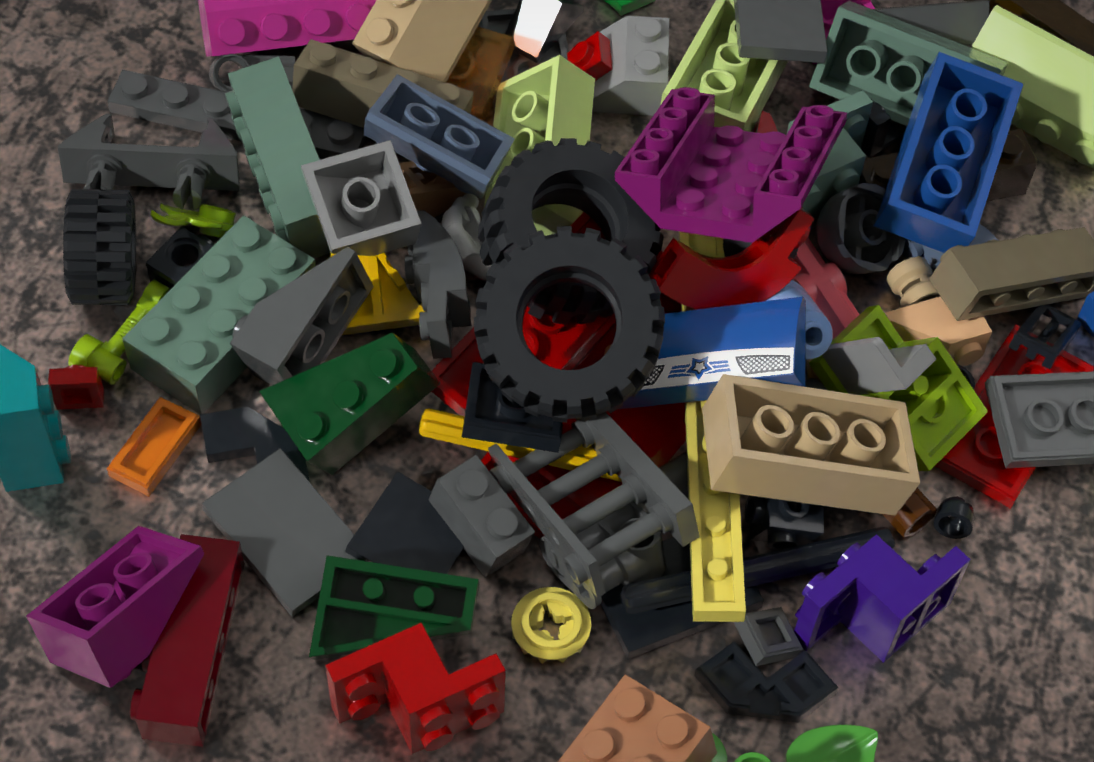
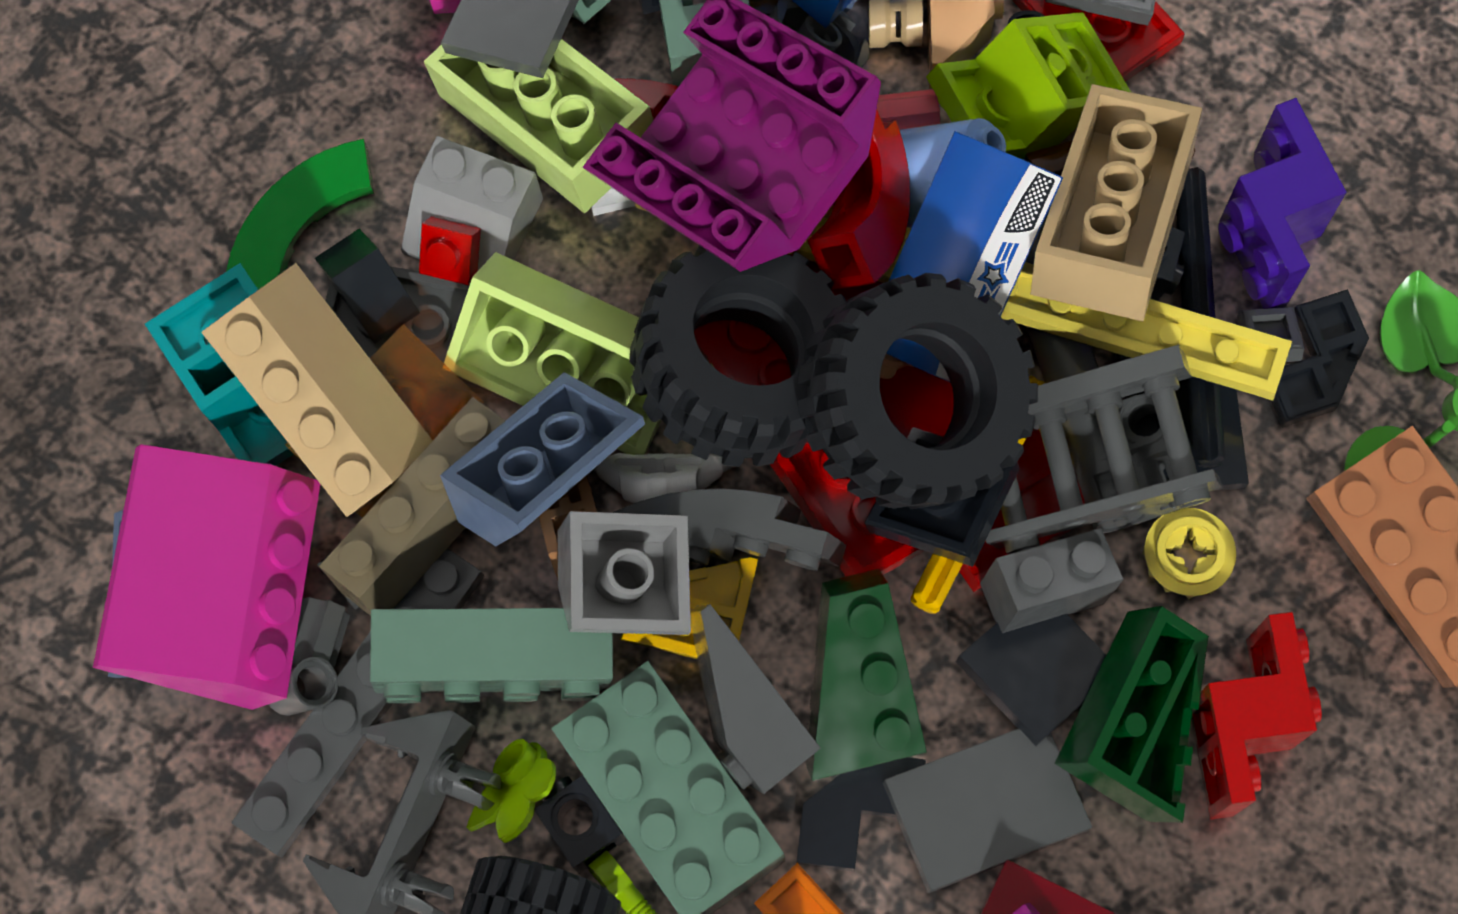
camera: 60 degrees left, 15 degrees up
(871, 367) = (1038, 86): light grey panel -> none
(960, 521) = (1186, 91): black hinge -> none

